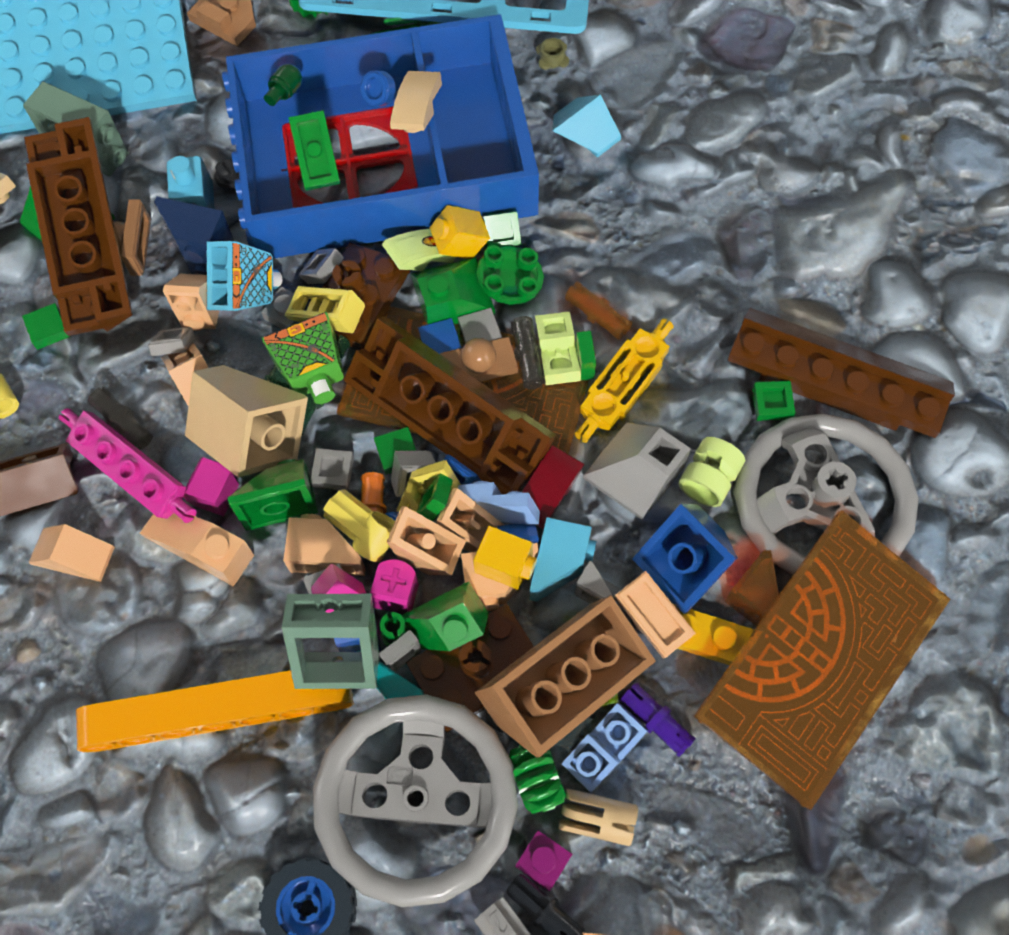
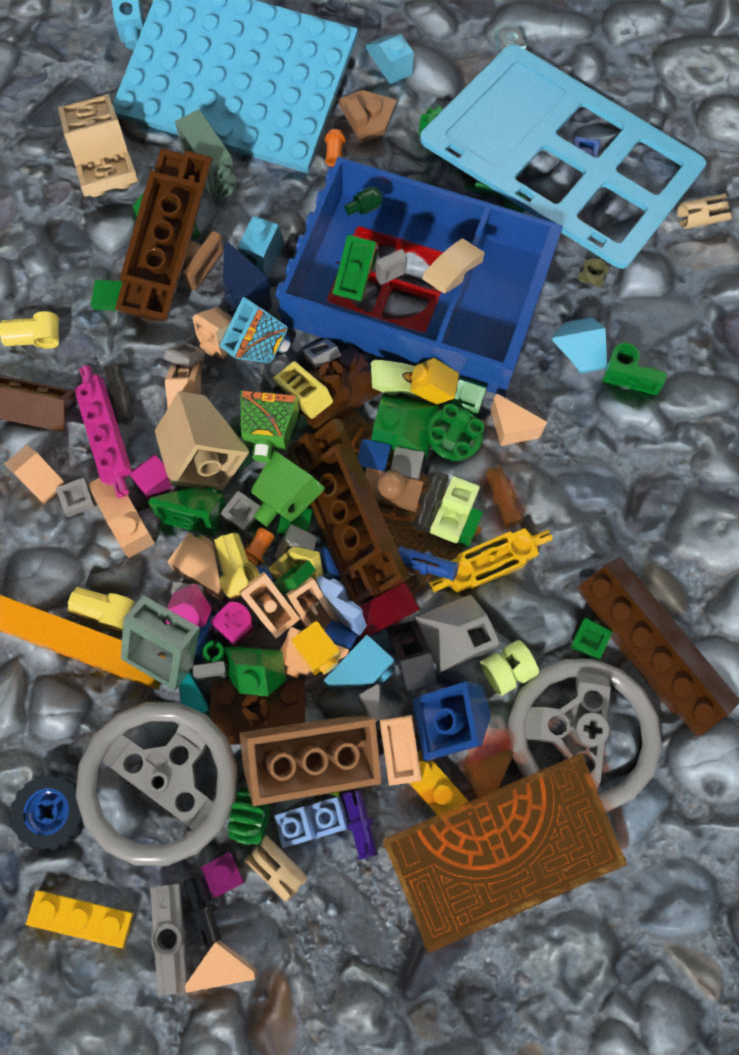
camera: 25 degrees right, 5 degrees up
(134, 554) = (75, 497): none -> light grey tile
(207, 55) = (335, 142): none -> orange pin
(246, 651) = (104, 609): none -> light yellow piece
(351, 132) = (391, 266): none -> light grey tile
(367, 419) = (284, 490): none -> bright green torso
(378, 88) = (431, 241): blue tile -> none
(564, 232) = (514, 423): none -> light nougat slope
(567, 413) = (446, 569): none -> blue pin
(608, 512) = (412, 656): none -> black slope
(644, 130) = (630, 374): none -> green plate

